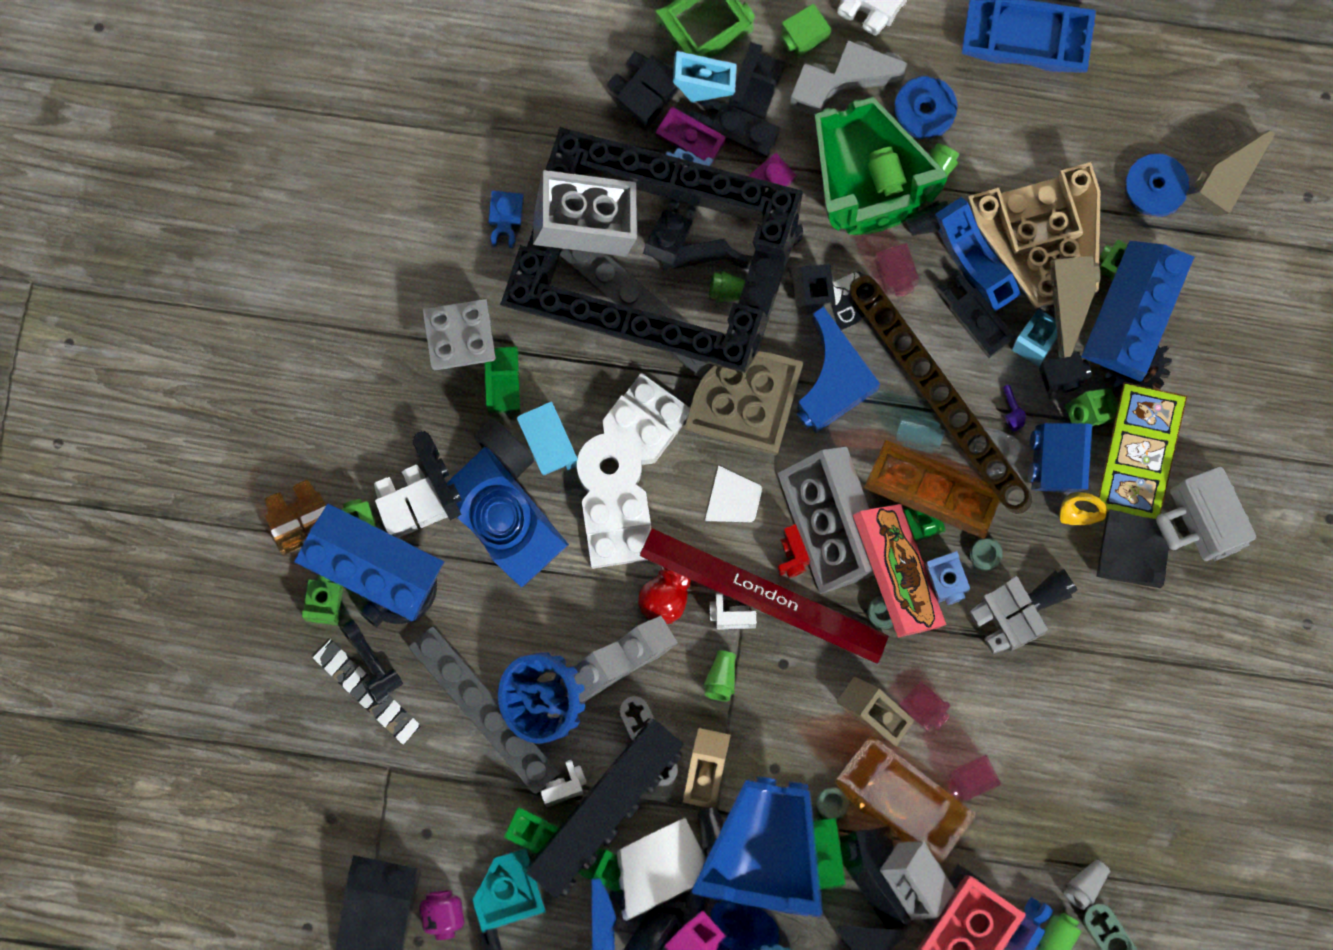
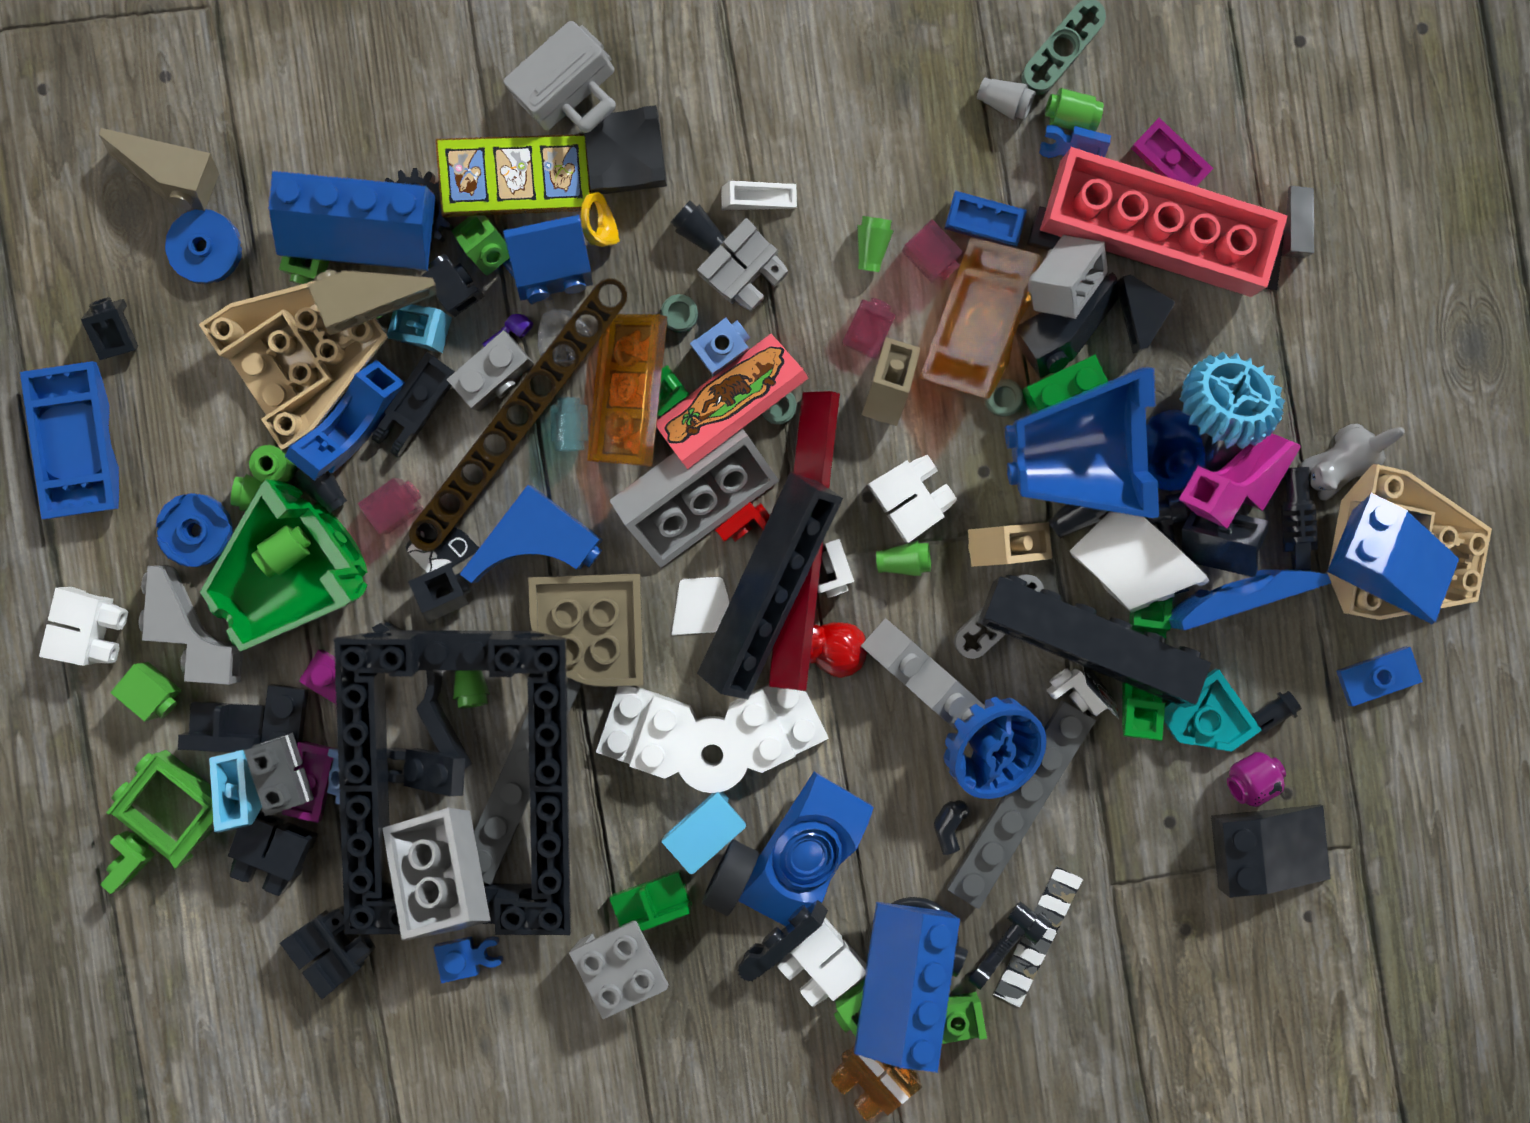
camera: 110 degrees left, 10 degrees up
(488, 643) = (946, 824): none -> black arm
(534, 112) = (337, 964): none -> black hips
(559, 804) = (1100, 691): none -> black sticker
(705, 110) = (274, 774): none -> dark grey hips
(735, 552) = (769, 586): none -> black brick
(758, 701) = (922, 510): none -> white hips
(962, 176) = (260, 462): none -> bright green brick
(982, 383) = (491, 372): none -> light grey brick
(988, 833) = (985, 219): none -> blue plate
(998, 733) = (873, 242): none -> bright green cone
(1065, 650) = (758, 195): none -> white piece
(1111, 90) = (109, 328): none -> black bracket

